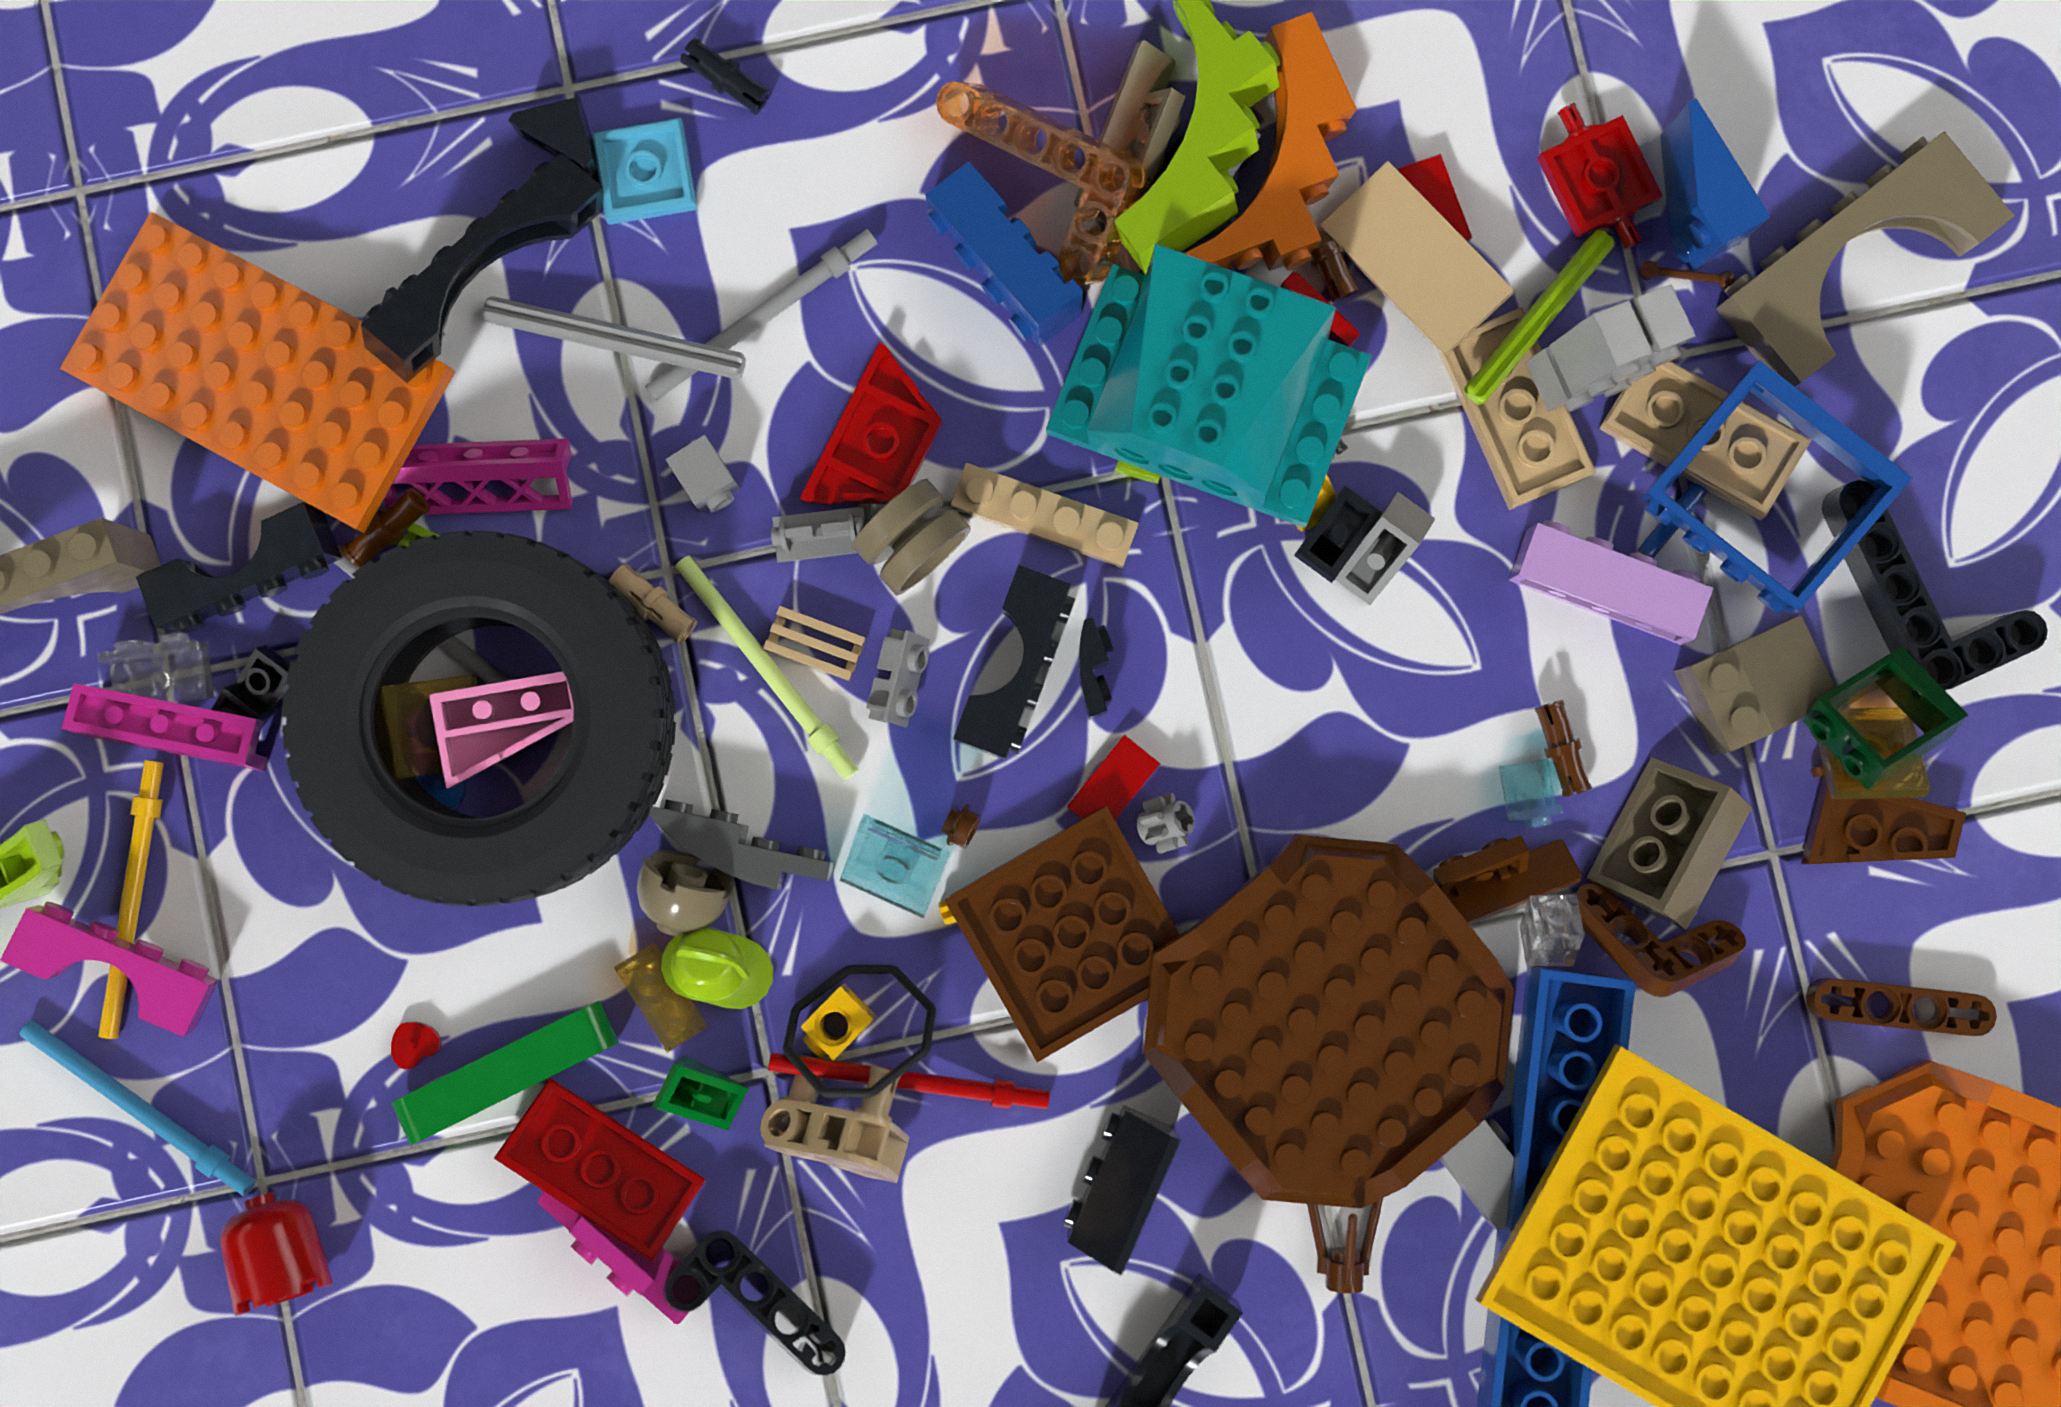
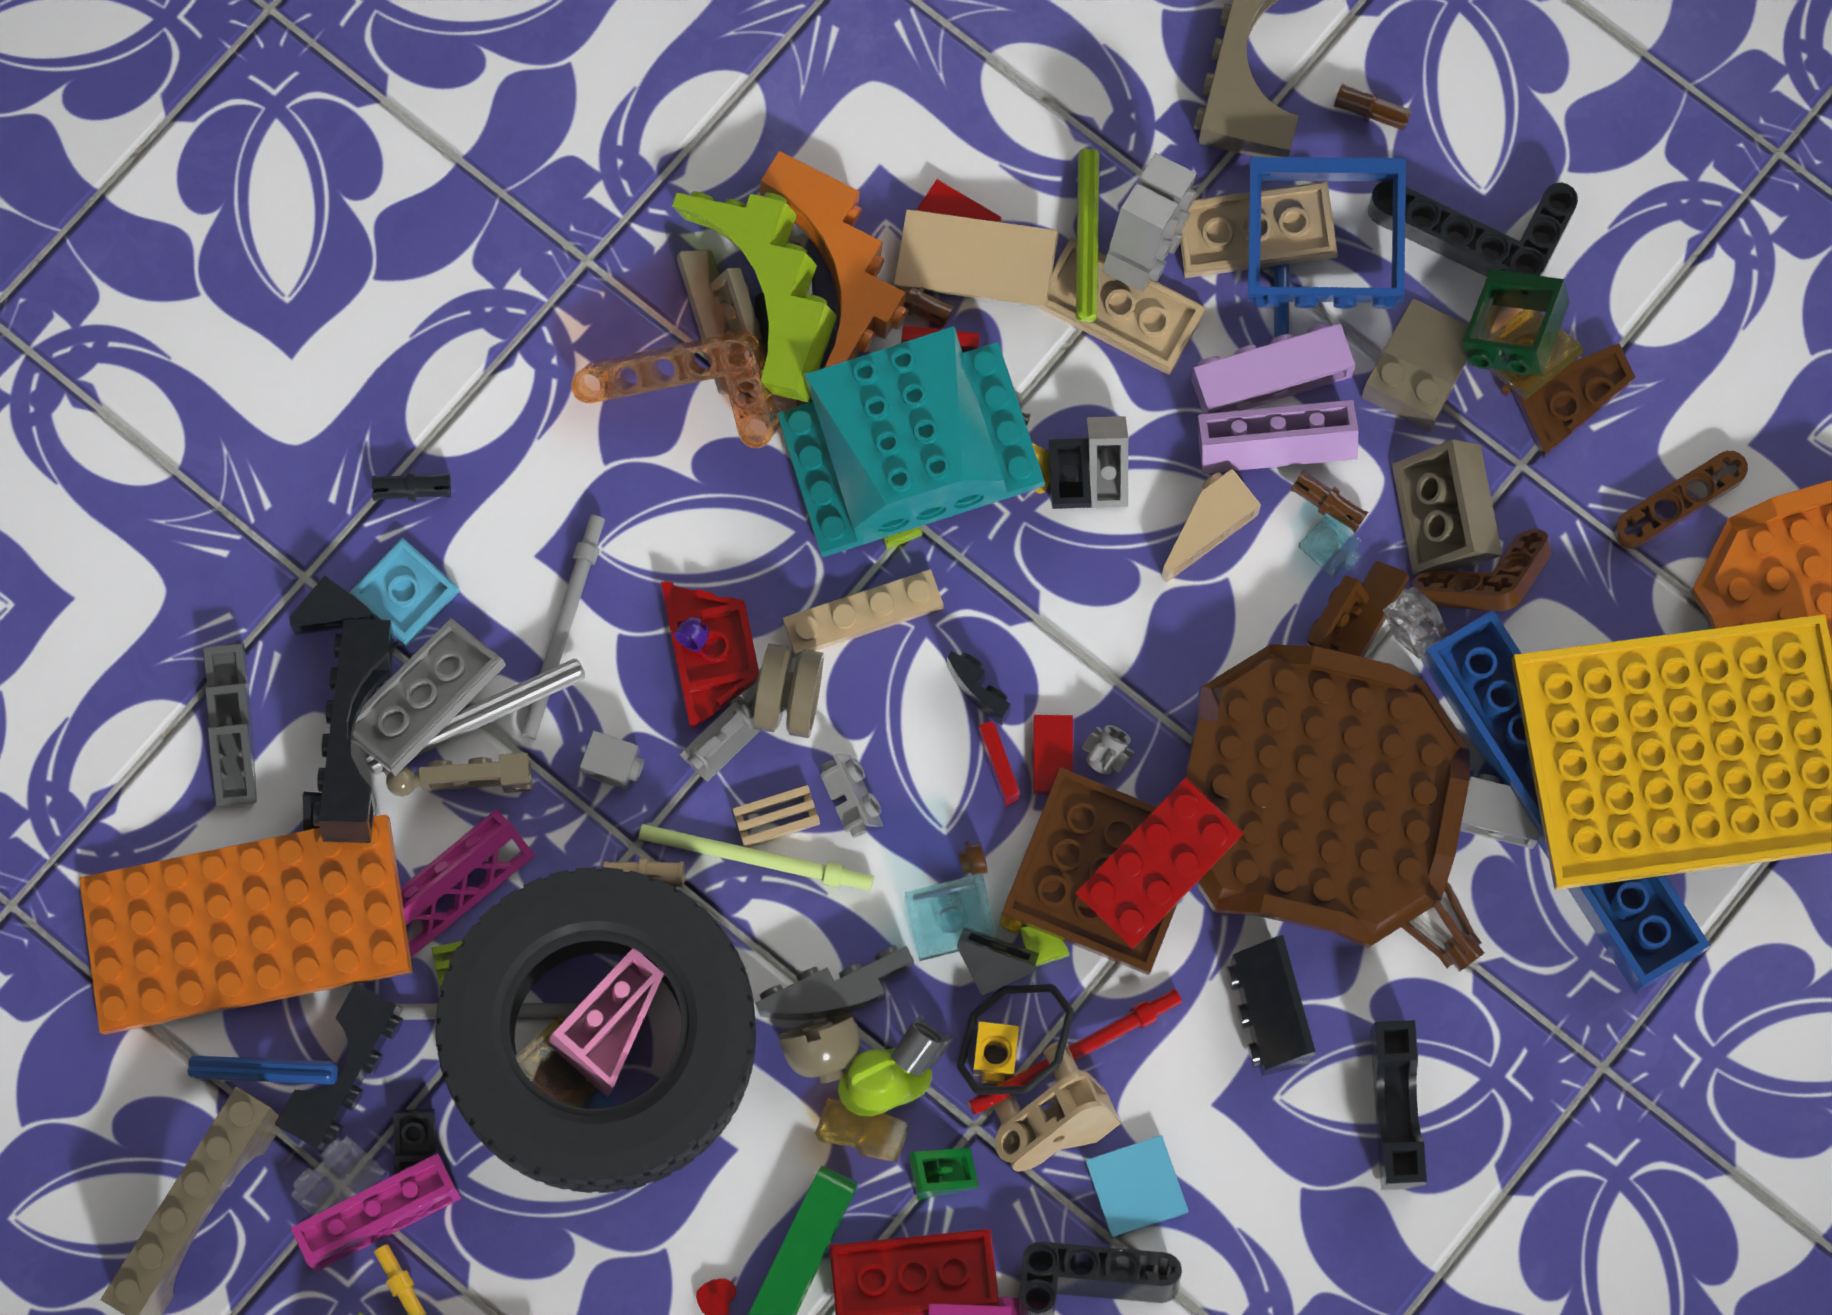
camera: 40 degrees left, 10 degrees down
(167, 518) = (262, 1070): none -> blue axle
(386, 528) = (422, 961): reddish brown pin -> none
(393, 174) = (230, 724): none -> dark grey slope
(581, 282) = (424, 696): none -> light grey tile
(600, 413) = (511, 772): none -> dark tan plate
(767, 966) = (920, 1047): none -> dark grey piece
(866, 414) = (692, 634): none -> dark purple hinge
(869, 1246) = (1136, 1186): none -> medium azure tile
(901, 940) = (994, 961): none -> black slope
(959, 957) = (1048, 946): none -> lime tile
(1003, 255) = (699, 462): blue wedge -> none
(1035, 608) = (908, 679): black arch -> none
(1055, 755) = (999, 763): none -> red tile
(1124, 975) = (1159, 862): none -> red plate
(1449, 678) = (1217, 514): none -> tan slope
(1565, 651) = (1278, 436): none -> lavender brick
(1599, 176) = (1053, 115): red plate -> none
(1650, 269) = (1135, 150): reddish brown hinge -> none
(1705, 190) = (1132, 76): blue slope -> none
(1911, 400) = (1372, 107): none -> reddish brown axle

